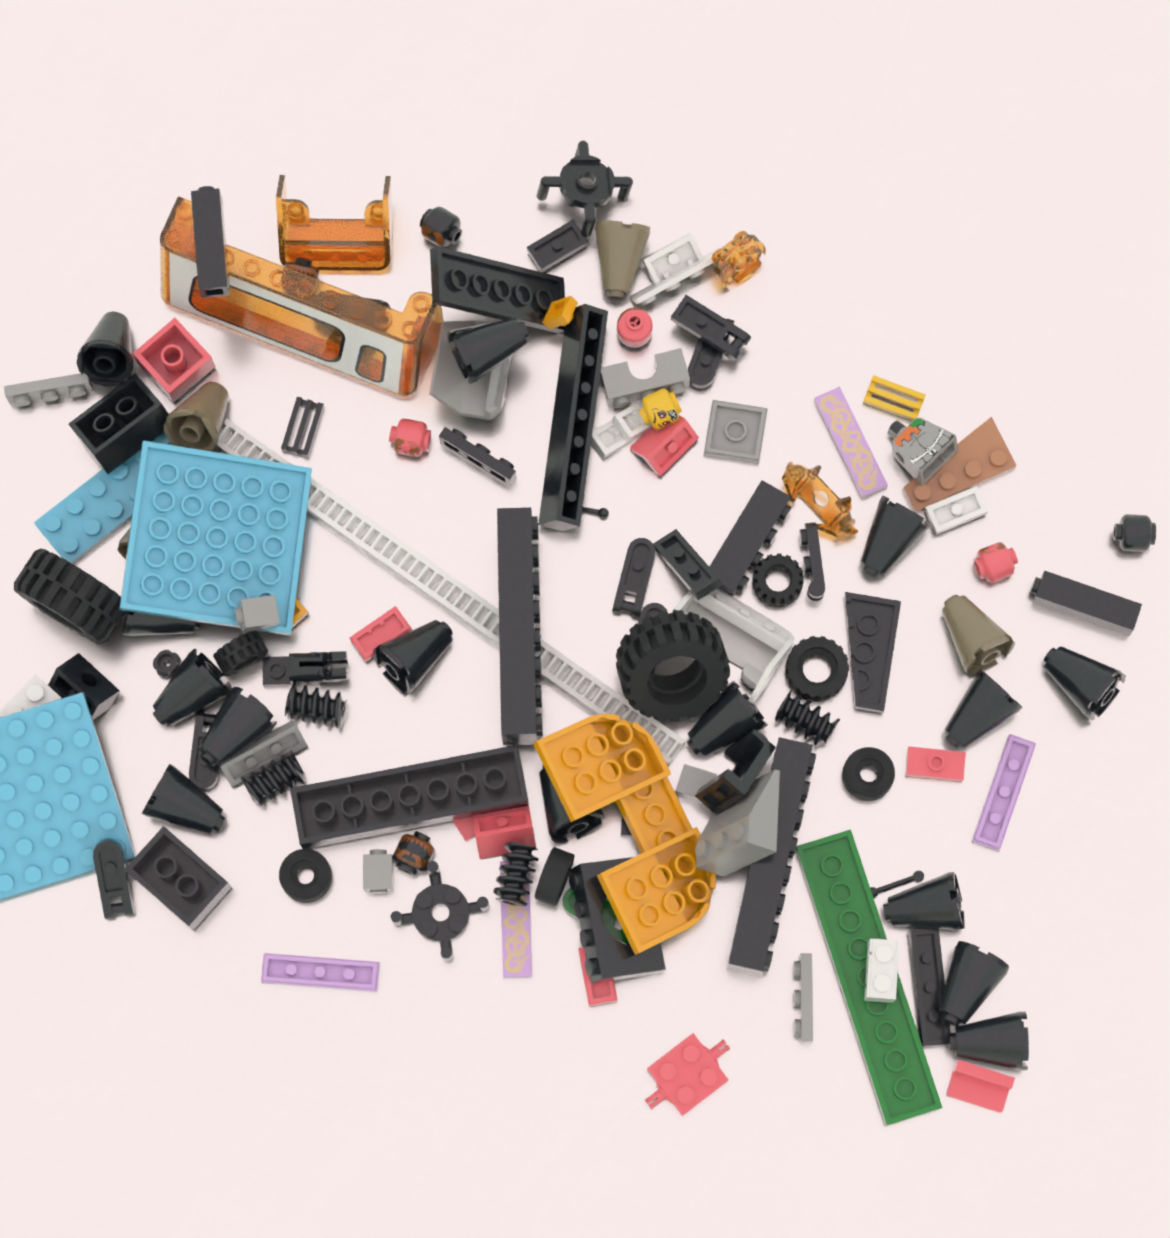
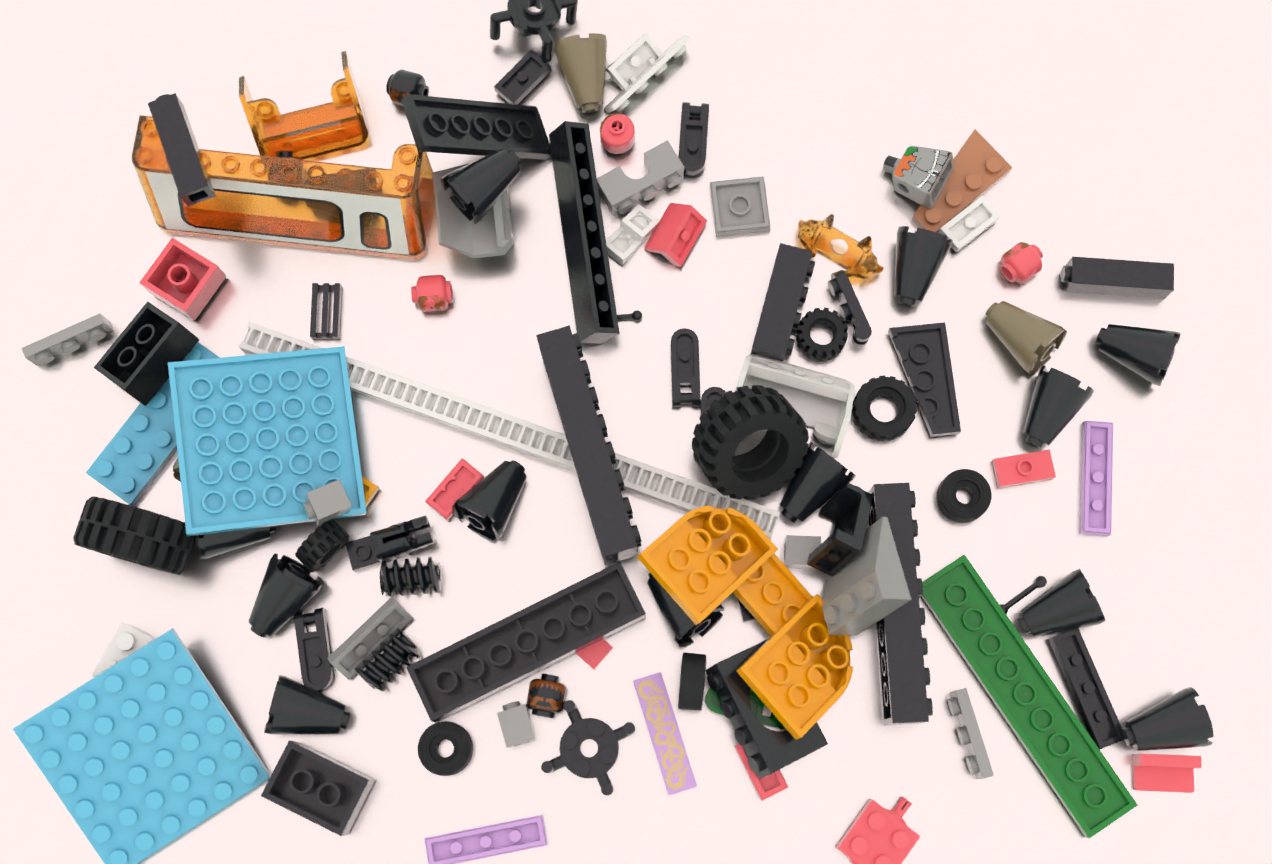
camera: 15 degrees left, 0 degrees up
(81, 676) = (169, 612): black brick -> none
(107, 351) = (114, 288): black cone -> none
(112, 878) = (251, 808): black plate -> none
(161, 658) = (246, 571): black plate -> none
(199, 418) = (220, 328): dark tan cone -> none
(235, 727) = (335, 622): black cone -> none
(478, 455) = (502, 293): black plate -> none
(501, 827) = (629, 650): coral panel -> none
(515, 872) = (653, 690): black piece -> none
(560, 312) = (543, 136): light orange plate -> none
(660, 409) = (664, 202): yellow head -> none
(687, 564) = (733, 342): black plate -> none
(710, 327) = (689, 114): black plate -> none
(738, 258) = (697, 43): clear orange plate -> none
(806, 719) = (890, 459): black piece -> none
(850, 442) = (851, 187): tile -> none
(877, 381) = (869, 126): yellow tile -> none
(881, 970) = (1040, 686): white brick -> none
(970, 982) = (1127, 673): black cone -> none
(1135, 532) = (1143, 199): black head -> none

